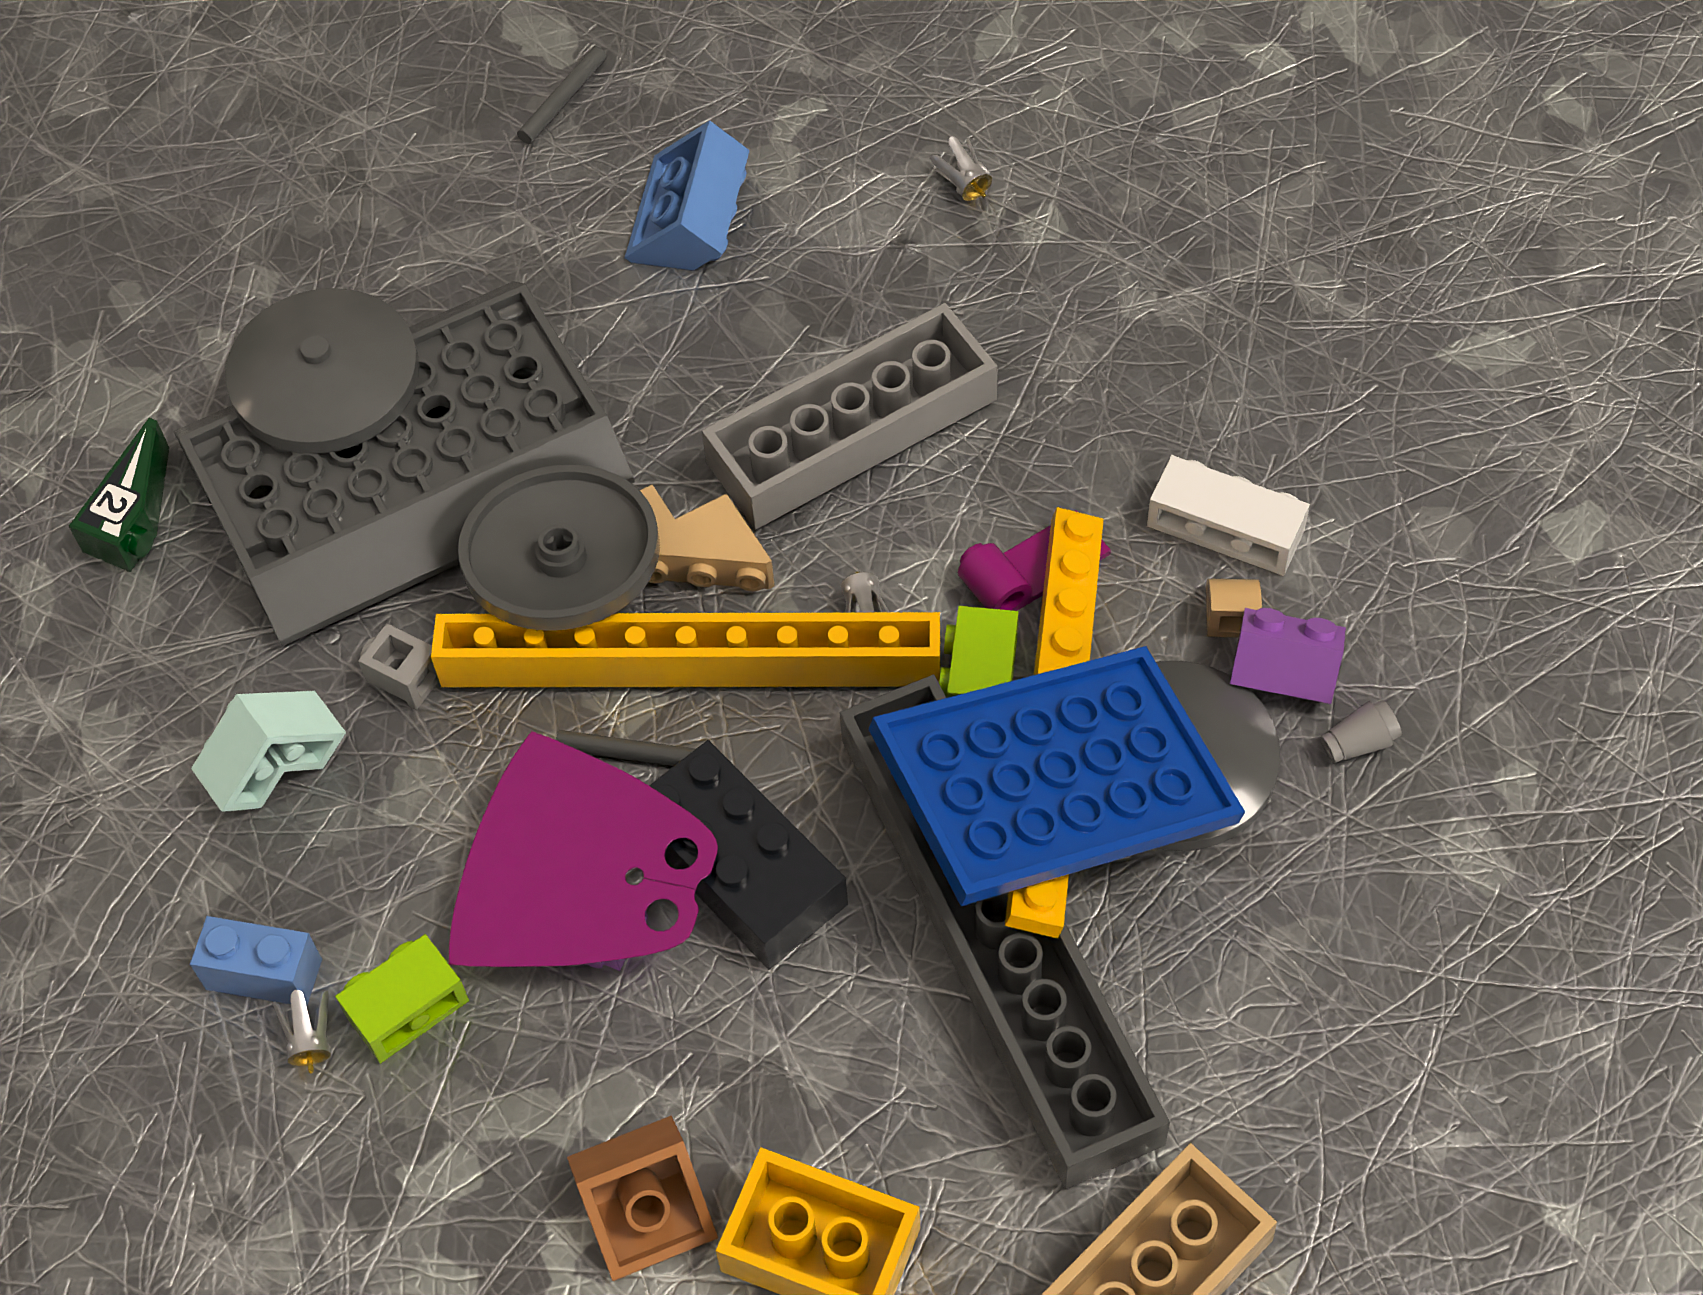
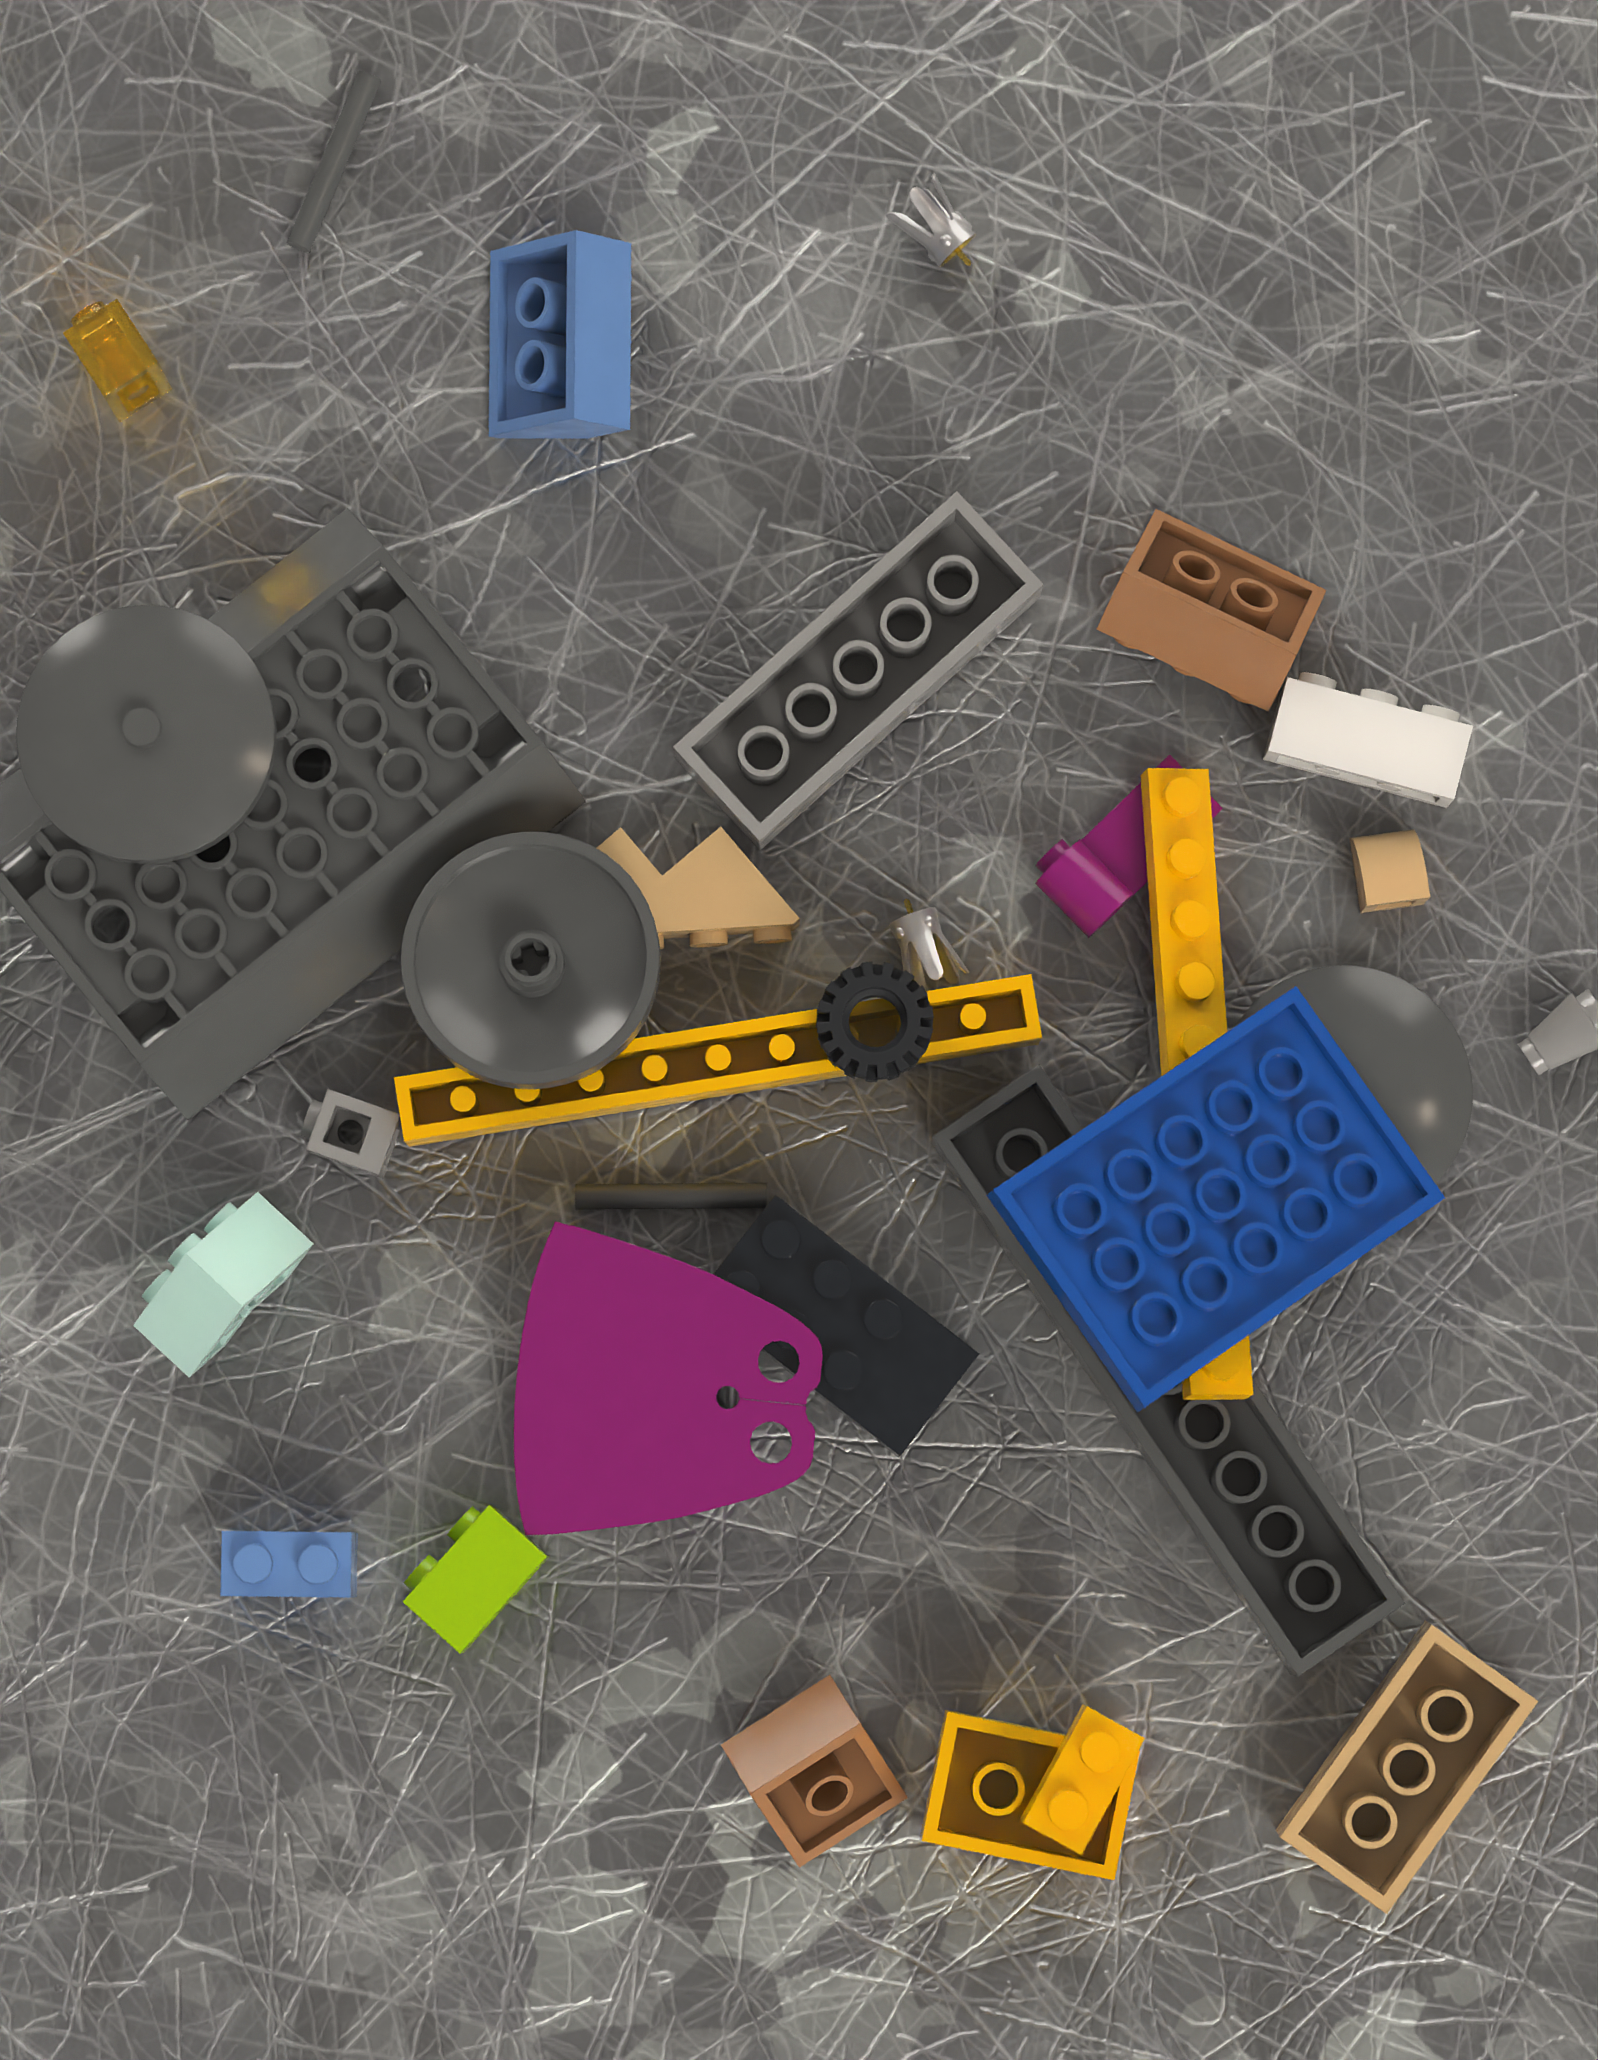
camera: 15 degrees left, 25 degrees up
(305, 1044) = (371, 1644): flat silver piece -> none
(378, 166) = (116, 358): none -> clear yellow brick
(809, 593) = (885, 983): none -> black tyre
(861, 1208) = (1082, 1779): none -> yellow brick
(981, 650) = (1087, 1012): lime brick -> none
(1118, 418) = (1211, 610): none -> medium nougat slope
(1288, 655) = (1468, 949): medium lavender brick -> none

